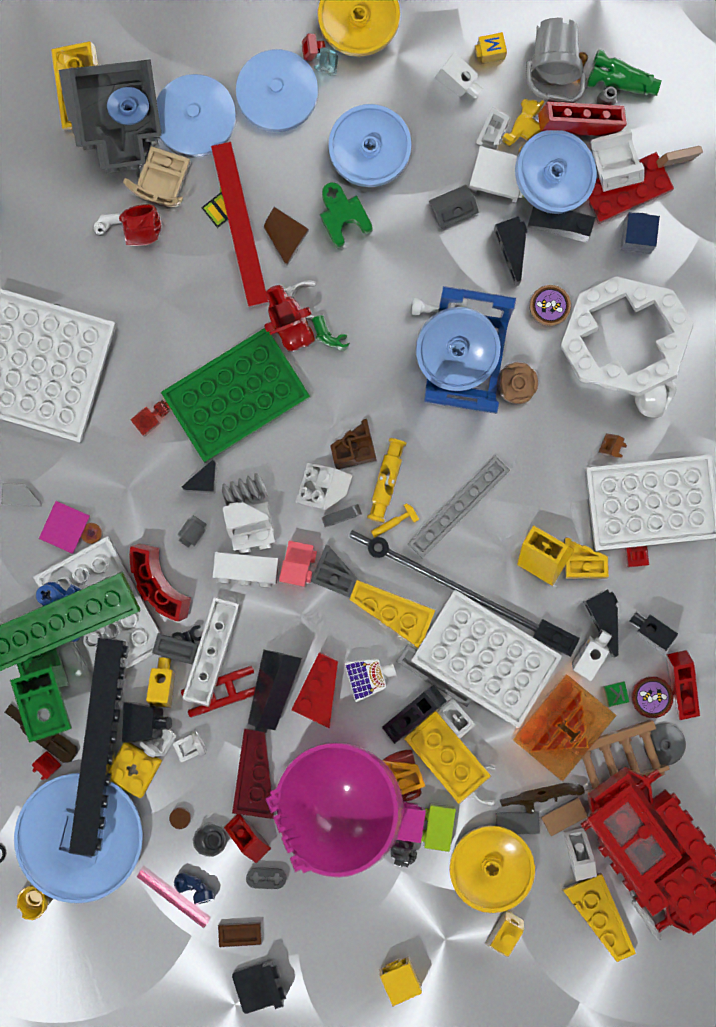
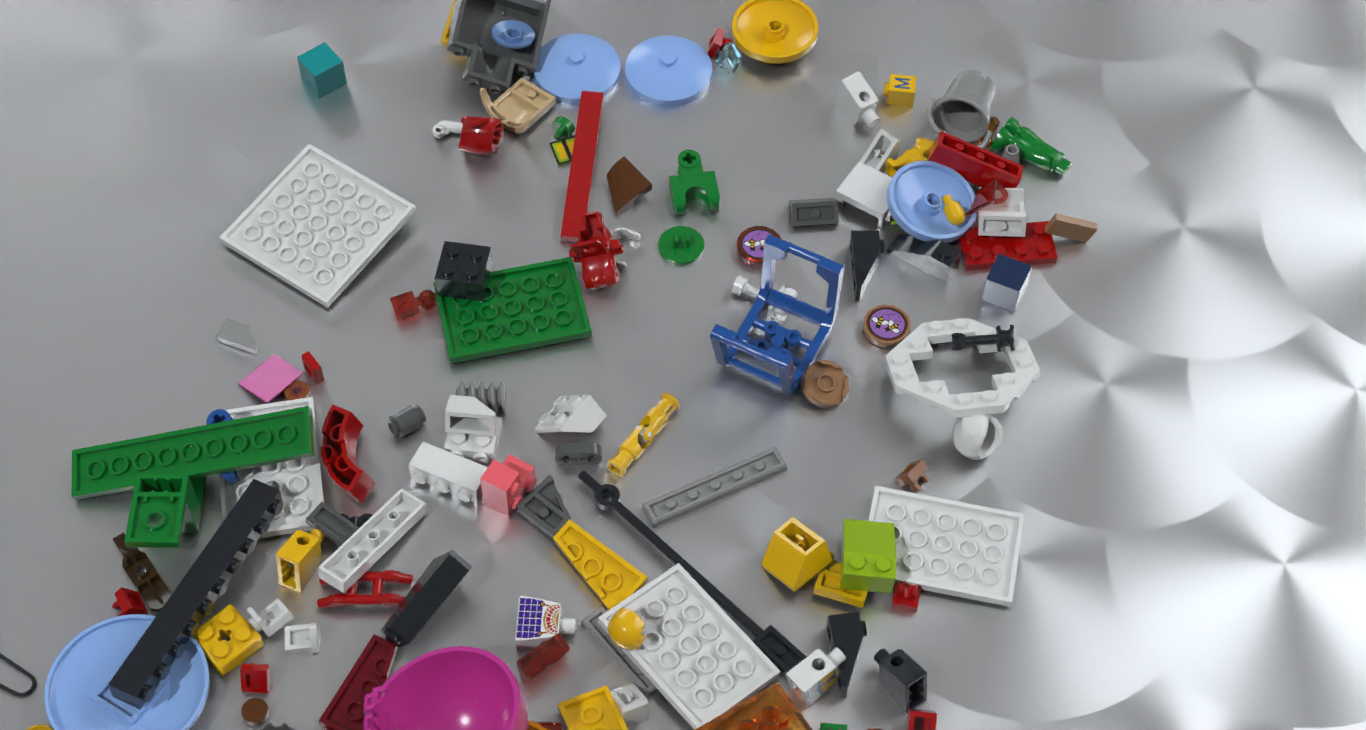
camera: 15 degrees right, 30 degrees down
(93, 507) = (312, 367): none -> red tile
(143, 722) = (261, 588): black torso -> none
(169, 793) = (255, 678): none -> red tile
(184, 378) = (463, 271): none -> black brick
(204, 480) = (441, 376): black slope -> none
(207, 189) = (562, 127): none -> green tile
(317, 693) = (478, 615): red wedge -> none
(325, 336) = (631, 285): green piece -> none
(352, 278) = (681, 245): none -> green piece
(354, 447) = (620, 395): reddish brown slope -> none
(370, 127) = (744, 133): light blue dish -> none
(381, 707) = (542, 657): none -> clear red slope
(395, 521) = (639, 479): yellow piece -> none
(414, 714) = (585, 675): black slope -> none
(419, 258) = (751, 244): none -> tile
(439, 672) = (626, 629): none -> yellow hair
(458, 348) = (772, 314): light blue dish -> none
(578, 179) = (953, 211): none -> yellow cylinder
(600, 535) = (868, 556): none -> lime slope
(601, 157) = (986, 196): none -> clear red piece
(654, 298) = (1001, 339): none -> black bar

